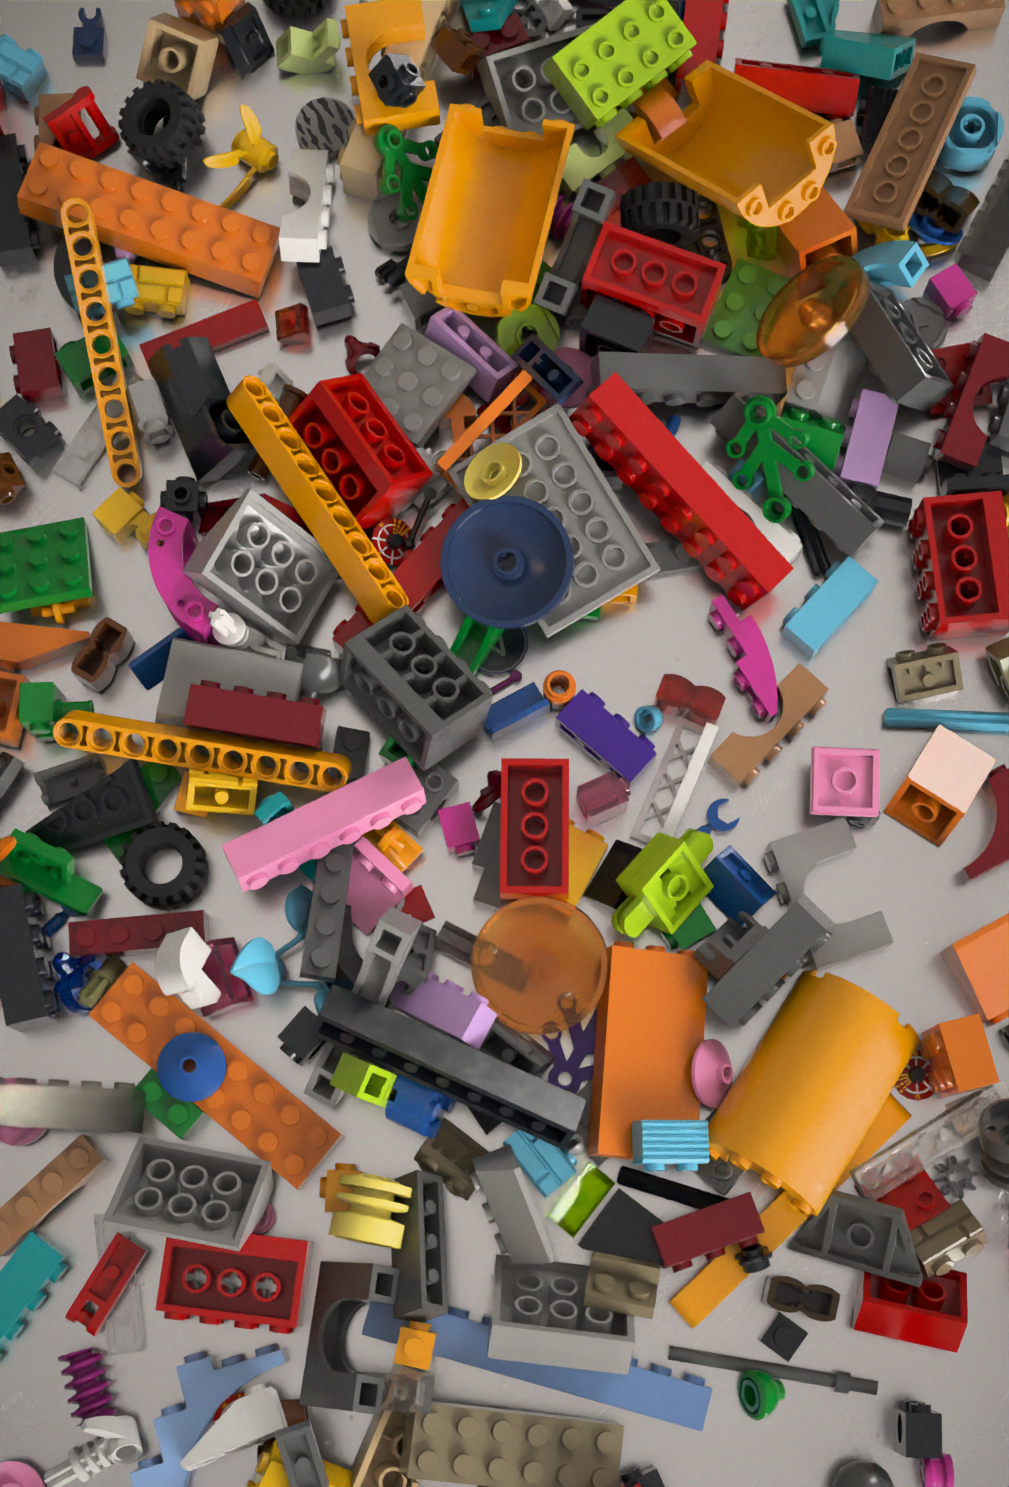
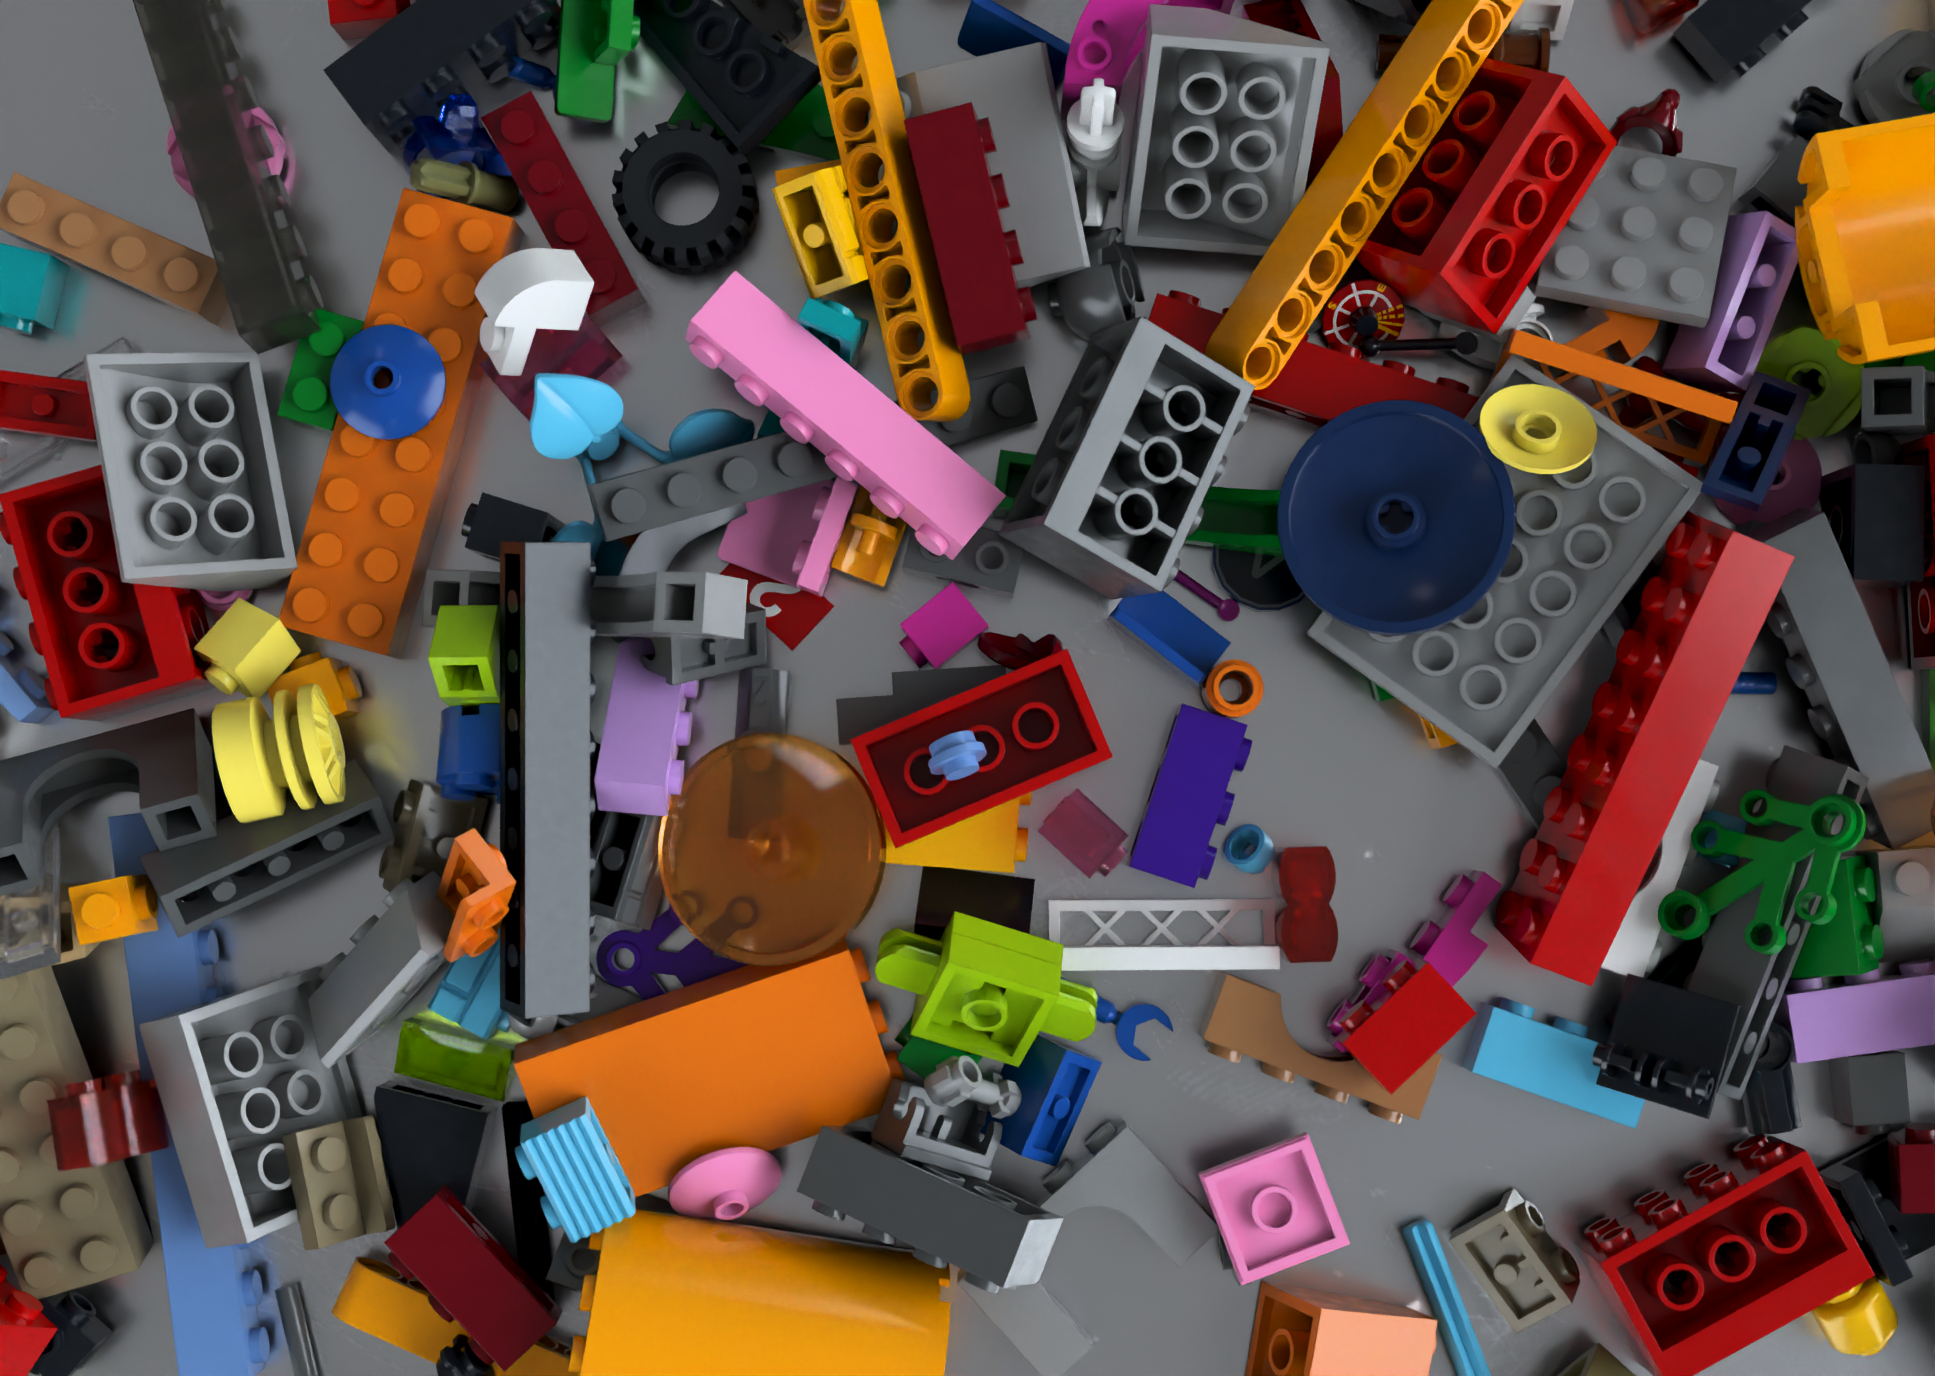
camera: 65 degrees right, 10 degrees up
(303, 1211) = (246, 650): none -> light yellow brick
(495, 1131) = (476, 894): none -> orange bracket
(532, 1398) = (108, 1122): none -> clear red brick
(533, 837) = (956, 755): none -> medium blue plate
(708, 916) = (961, 1080): none -> light grey bar
(774, 672) = (1403, 1023): none -> red brick
(841, 544) = (1667, 1045): none -> black hinge

